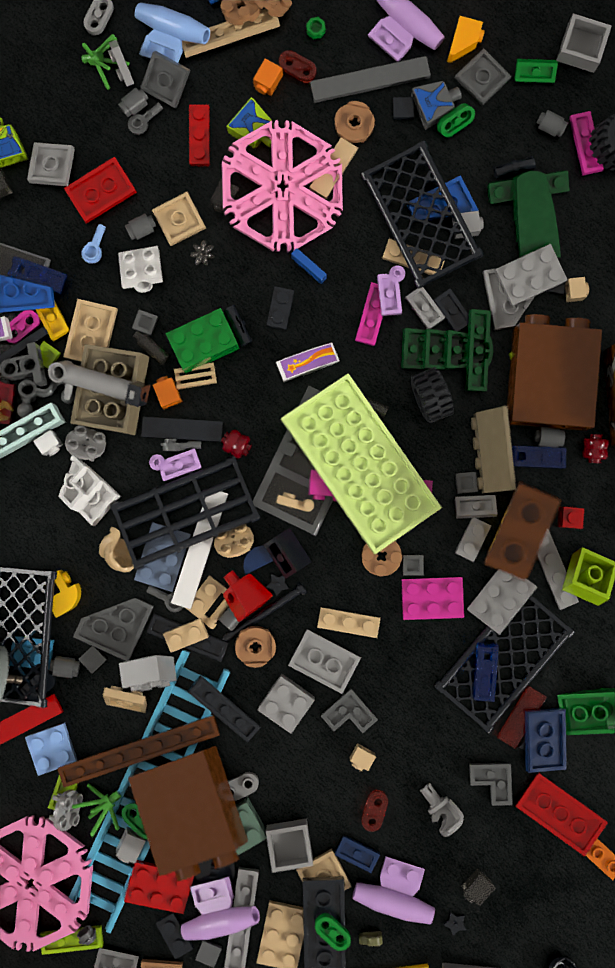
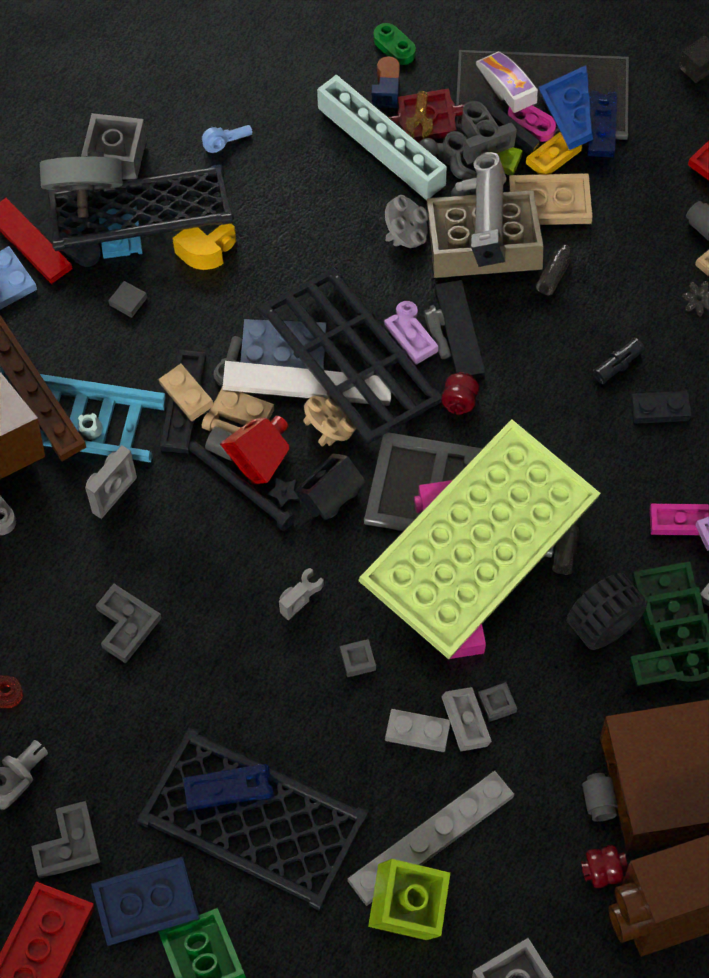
camera: 75 degrees right, 25 degrees down
(48, 443) = (394, 183): white plate -> none
(64, 667) = (110, 268): dark grey brick -> none
(87, 492) = (343, 242): white slope -> none
(91, 252) = (655, 177): light blue plate -> none
(115, 551) = (274, 284): tan hair -> none
(116, 628) = (175, 314): dark grey plate -> none
(132, 701) = (83, 338): tan plate -> none
(140, 268) = (652, 232): white plate -> none
(145, 322) = (585, 257): dark grey tile -> none
(148, 673) = (126, 352): light grey brick -> none
(167, 392) = (501, 299): orange brick -> none
(192, 704) = (92, 432): none -> light aqua hose
(199, 383) = (526, 312): tan tile -> none
(202, 340) = (583, 321): green brick -> none
(223, 708) = (107, 439): black tile -> none
(242, 698) = (111, 481): none -> light grey plate
(256, 558) = (308, 455): dark blue tile -> none
(262, 637) = (204, 488): medium nougat plate -> none
(286, 703) = (121, 535): light grey piece -> none
(289, 500) = (402, 470): tan plate -> none
(307, 362) = (599, 452): slope -> none
(324, 661) = (191, 573): light grey plate -> none
(348, 622) = (253, 593): tan plate -> none
(361, 597) = (295, 598): none -> light grey plate
(362, 757) = (66, 652): tan plate -> none
(381, 567) = (343, 619): medium nougat plate -> none
(432, 598) = (317, 696): dark pink plate -> none
(493, 450) = (554, 718): dark tan slope -> none
(501, 600) = (342, 788): light grey plate -> none
(515, 725) = (148, 852): clear red plate -> none
(522, 530) = (451, 754): reddish brown brick -> none
(539, 457) = (566, 790): clear blue plate -> none
(570, 517) = (489, 855): red brick -> none

